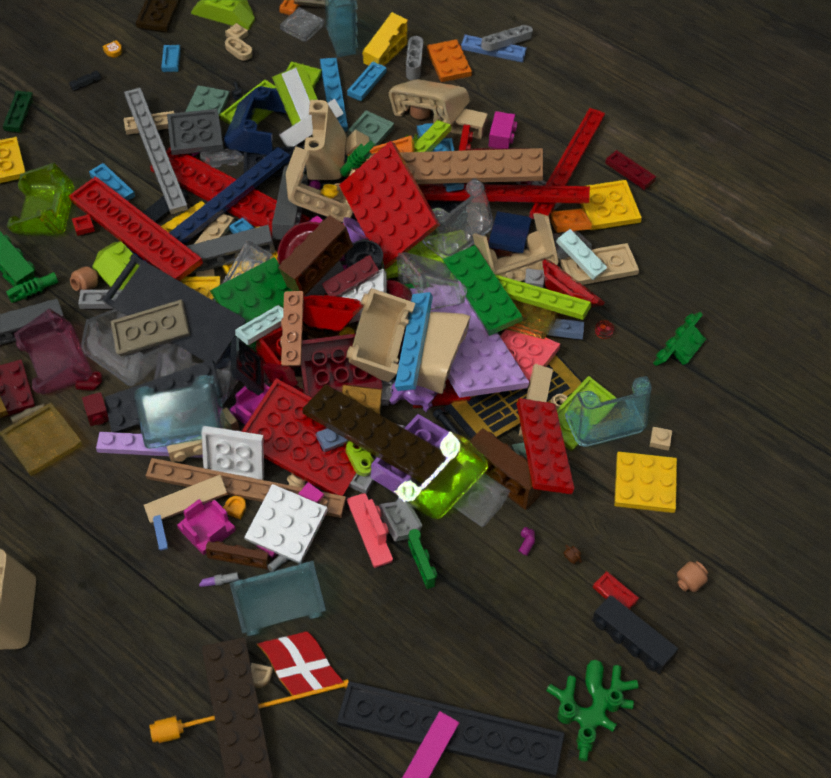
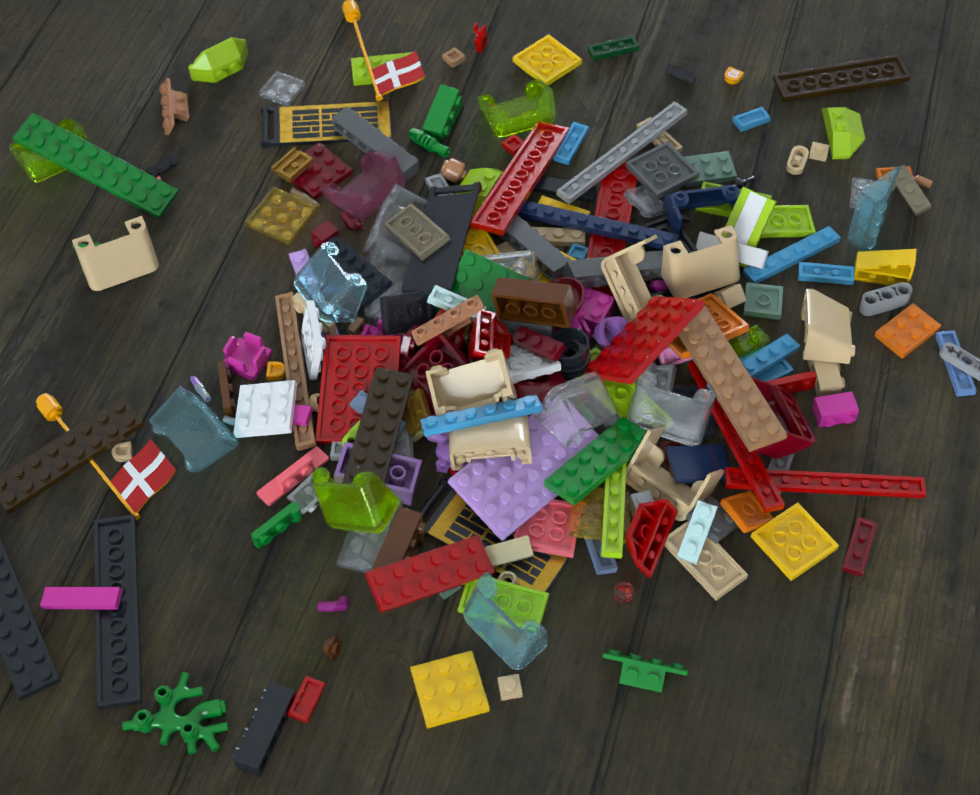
camera: 70 degrees right, 0 degrees up
(159, 529) = (223, 329): medium blue tile -> none
(180, 500) = (270, 336): tan tile -> none
(329, 190) = (646, 292): yellow plate -> none
(357, 158) = (696, 292): green hinge -> none
(432, 137) = (764, 346): lime plate -> none
(692, 576) = (350, 762): nougat head -> none

